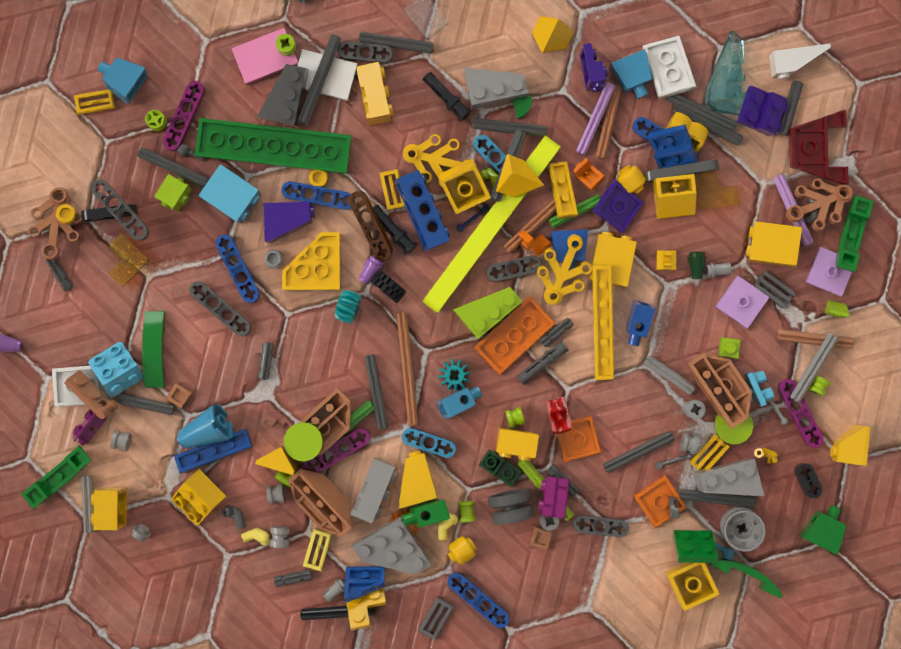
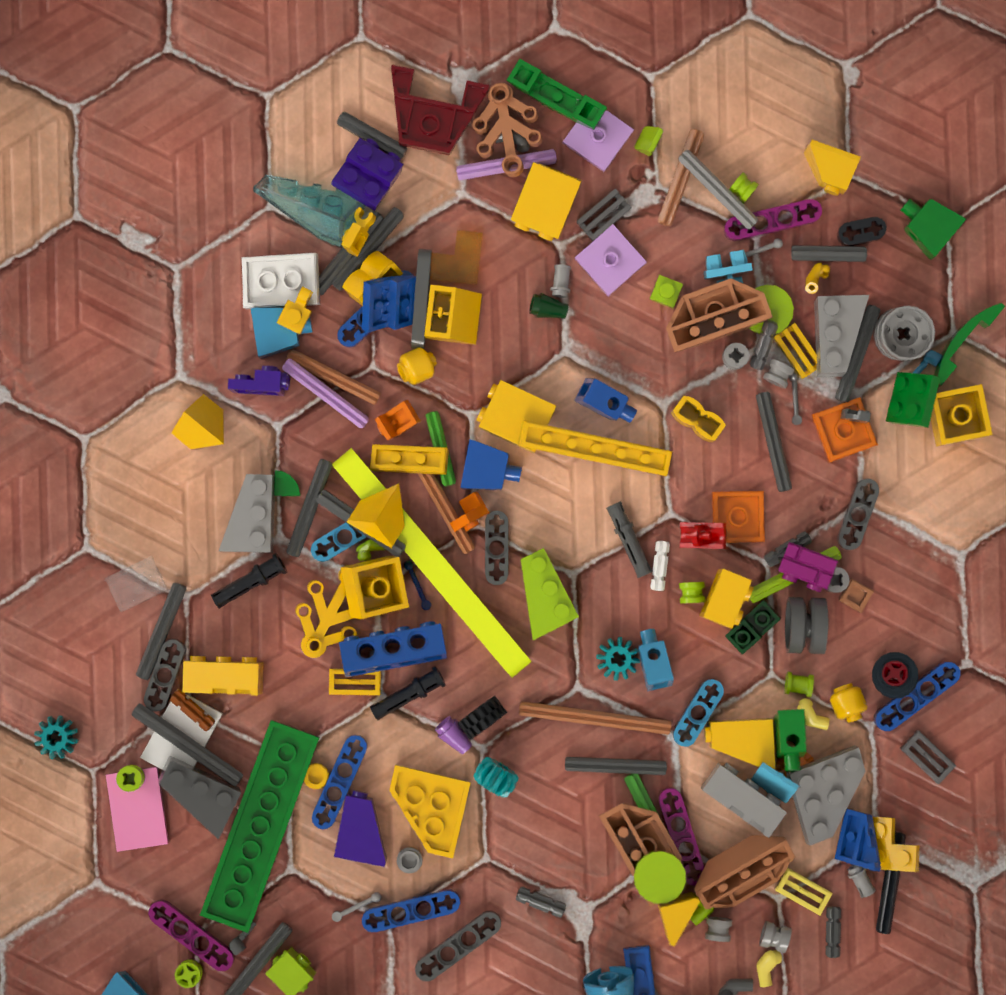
camera: 75 degrees left, 0 degrees up
(230, 194) = (310, 897): medium azure brick -> none
(241, 241) = (337, 915): none -> light grey hinge
(344, 77) = (192, 710): none -> dark orange axle
(368, 226) = (395, 717): reddish brown beam -> none
(391, 510) = (774, 782): none -> medium azure piece
(496, 580) = (890, 667): none -> black wheel
(514, 335) = (584, 567): orange tile -> none
(527, 390) = (660, 565): none -> white axle
(556, 332) = (593, 511): dark grey axle -> none
(563, 273) = (518, 486): yellow plant -> none
(618, 206) = (448, 392): dark purple plate -> none
(644, 387) = (692, 414): none -> yellow brick
(648, 82) = (295, 315): none -> yellow plate
(665, 260) = (532, 345): yellow tile -> none
(670, 375) = (683, 377): light grey axle -> none
(711, 428) = (763, 345): none -> flat silver axle
(716, 112) = (357, 234): none -> yellow plate
(786, 460) = (829, 253): none -> dark grey axle
(788, 61) = (310, 123): white slope -> none

